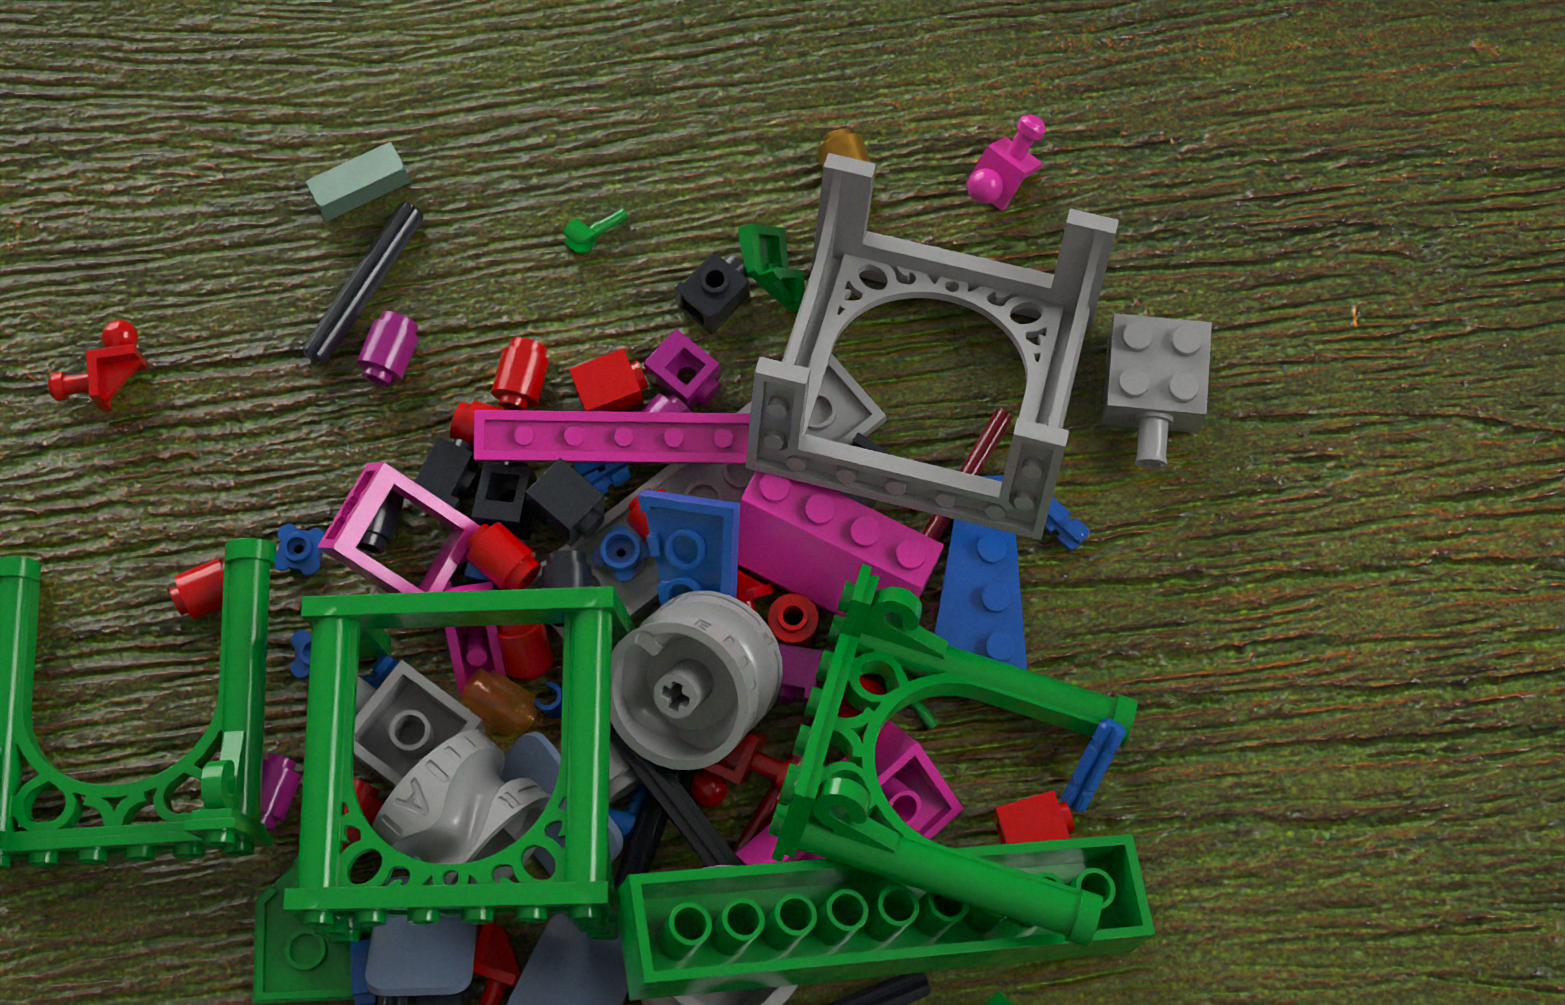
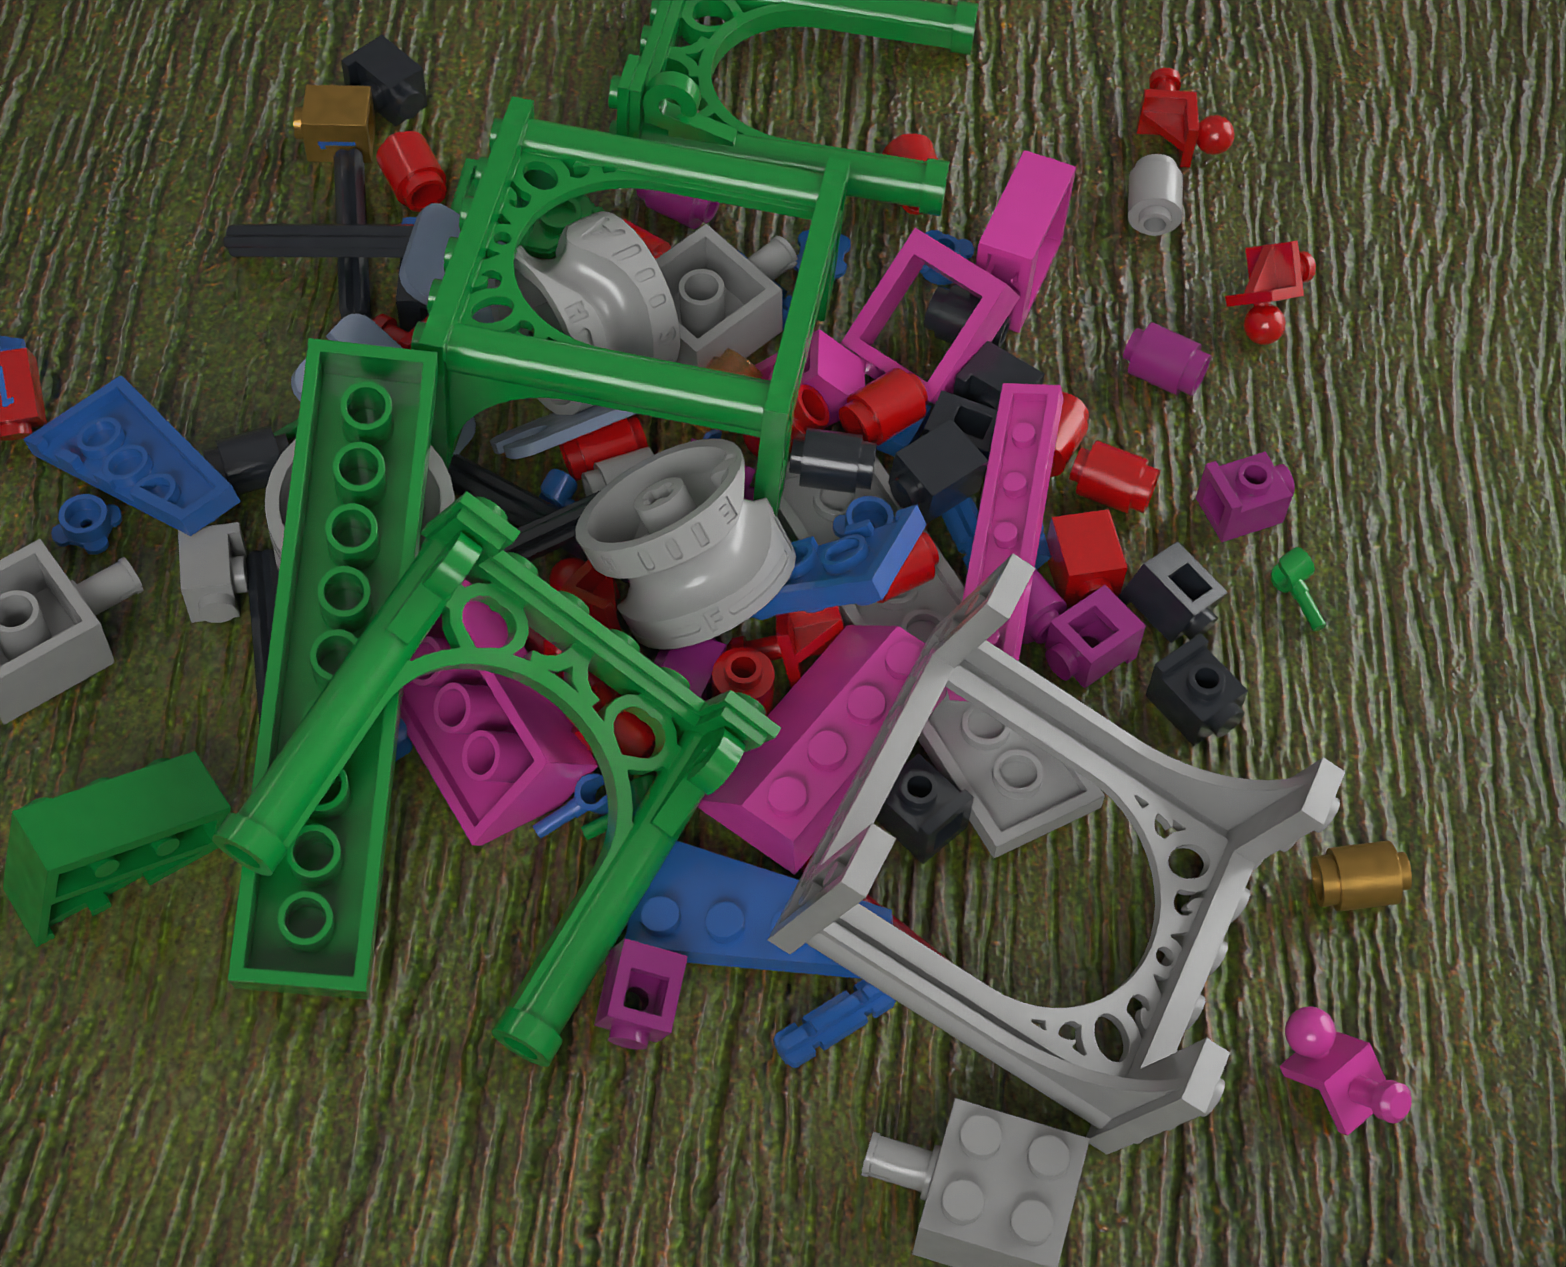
camera: 95 degrees right, 15 degrees down
(202, 378) = (1155, 195): none -> light grey brick
(286, 472) = (1027, 228): none -> dark pink window
(294, 273) = (1274, 275): none -> red piece
(358, 181) = (1385, 369): sand green slope -> none
(362, 283) = (1257, 356): black axle -> none
(518, 288) = (1245, 495): none -> magenta brick
(628, 316) = (1175, 594): none -> black brick
(767, 263) = (1238, 751): green slope -> none
(913, 728) = (582, 802): none -> blue hand
(1034, 819) = (421, 903): red brick -> none
(1067, 645) = (655, 978): none -> magenta brick
(1093, 764) = (475, 984): blue axle -> none

